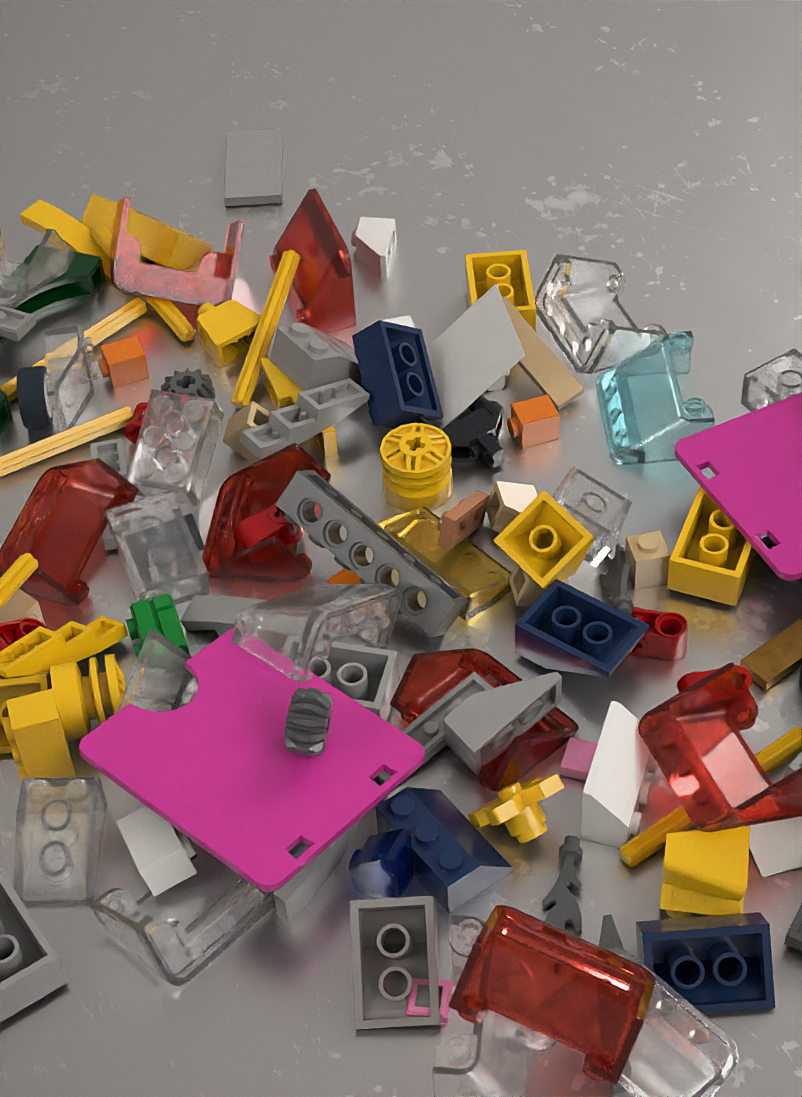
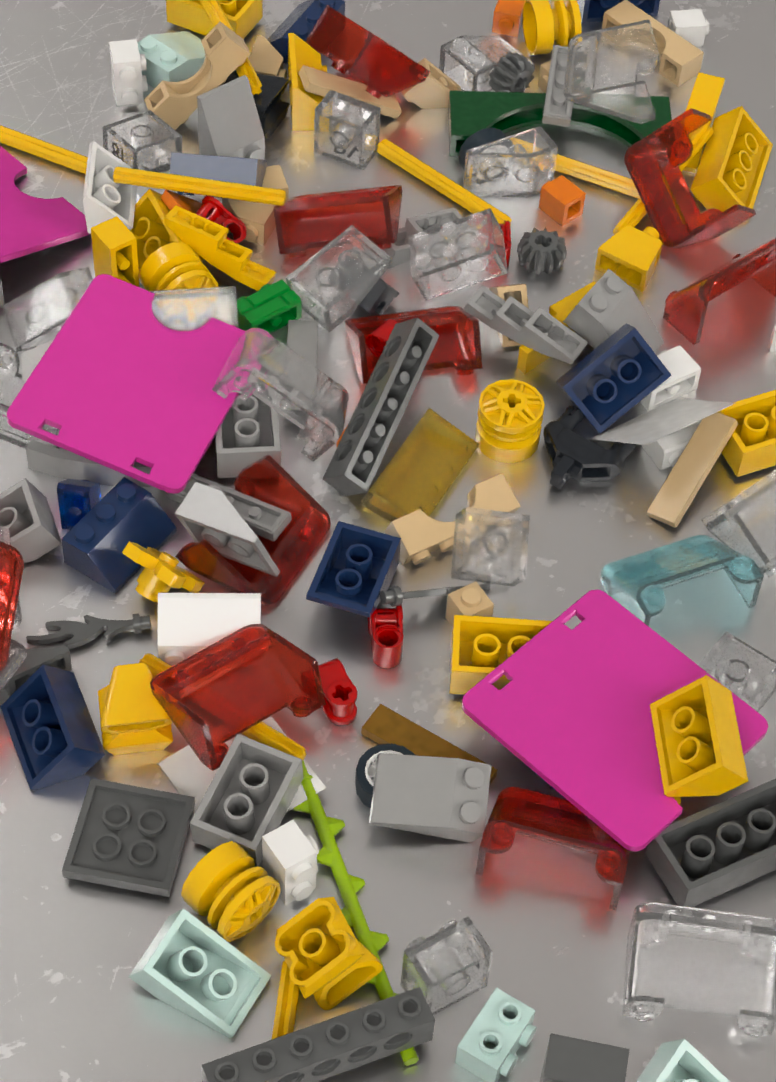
camera: 65 degrees right, 5 degrees up
(265, 329) = (642, 272): yellow axle -> none
(308, 721) = (157, 395): dark grey gear -> none
(462, 520) = (459, 466): nougat plate -> none
(534, 421) = (614, 495): orange brick -> none
(545, 541) = (427, 515): yellow slope -> none

